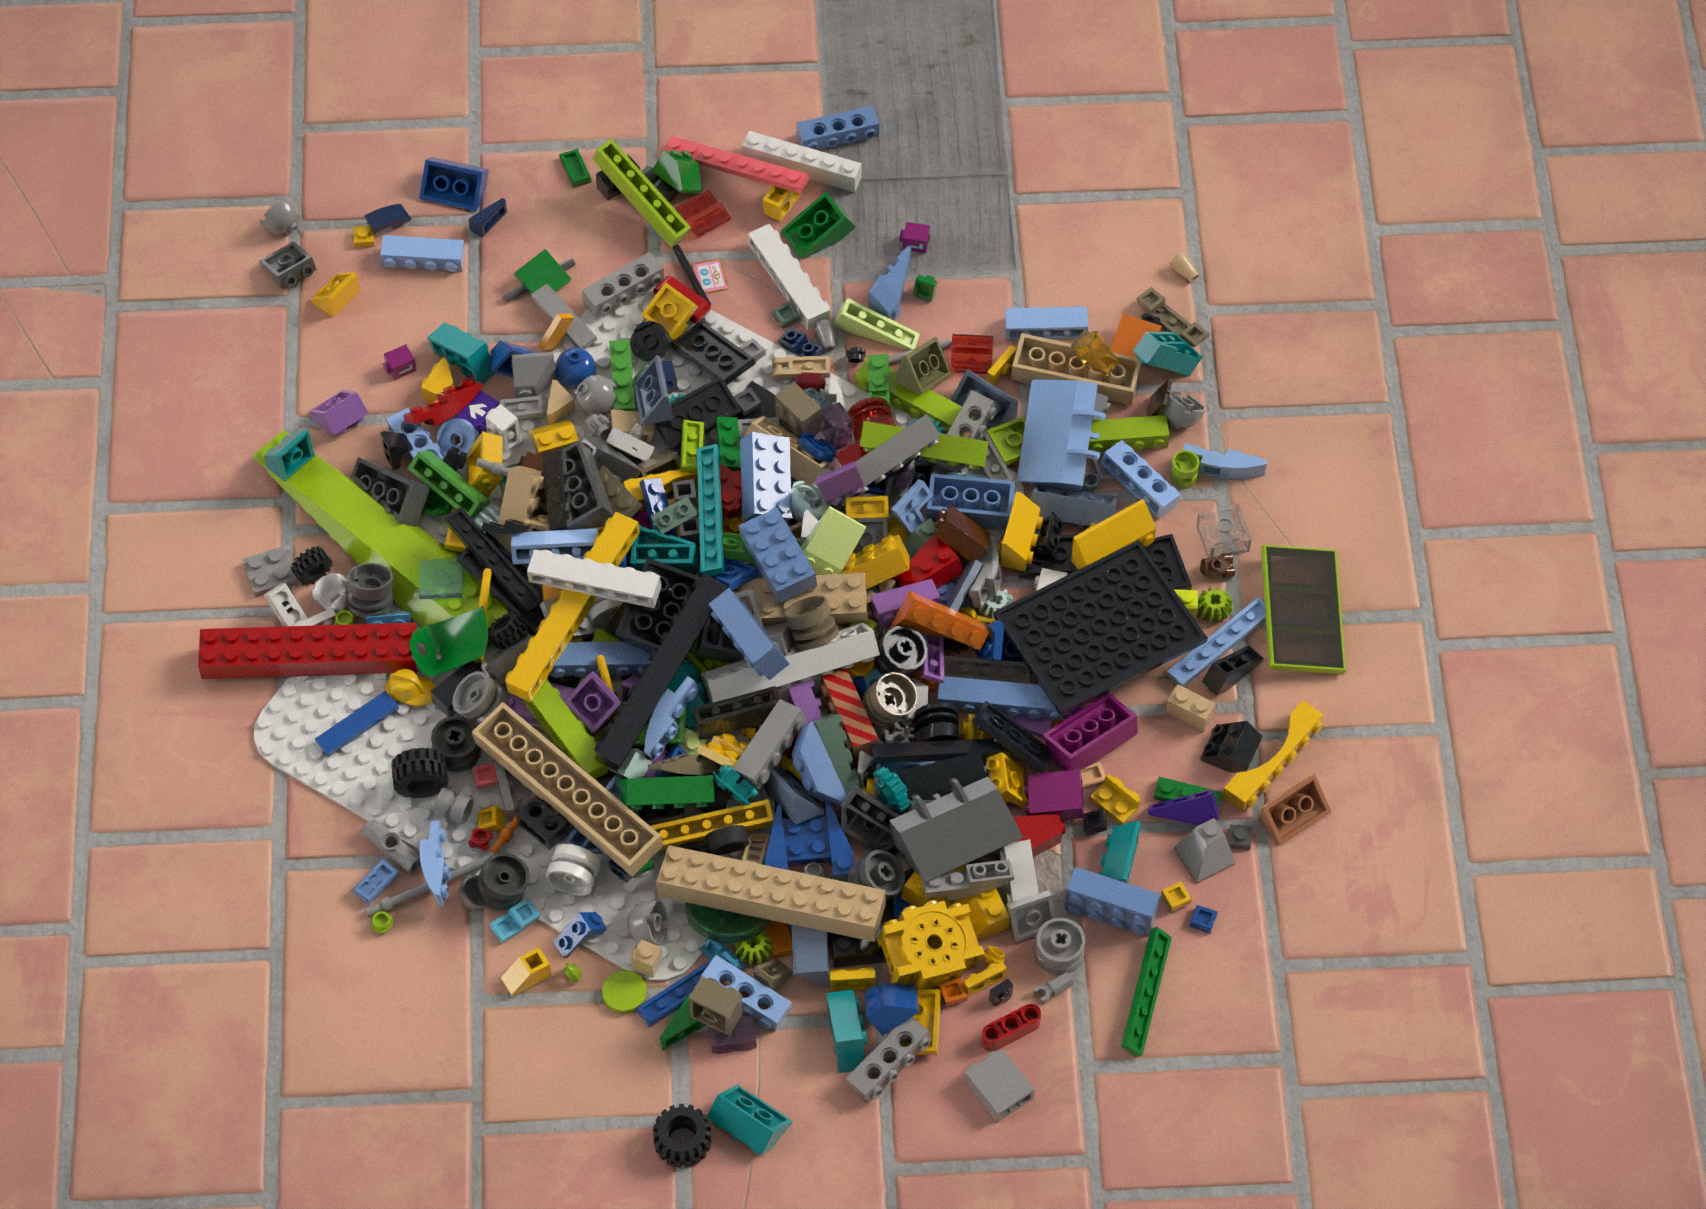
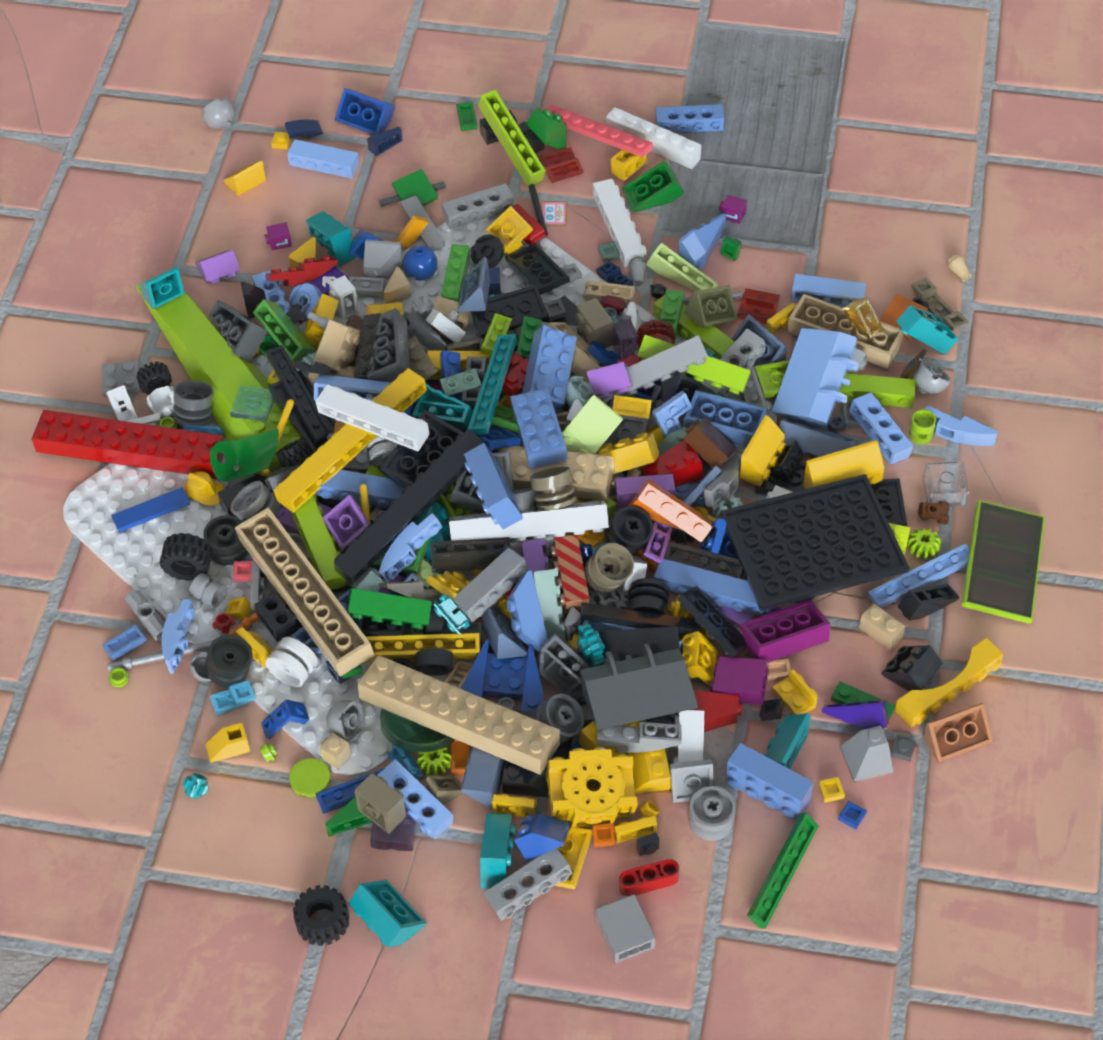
camera: 15 degrees right, 5 degrees down
(288, 265) = (213, 151): dark grey plate -> none
(505, 1024) = (195, 785): none -> teal gear
(536, 864) = (259, 647): none -> yellow bracket
(596, 394) = (428, 282): light grey cylinder -> none
(1054, 987) = (698, 849): light grey bar -> none

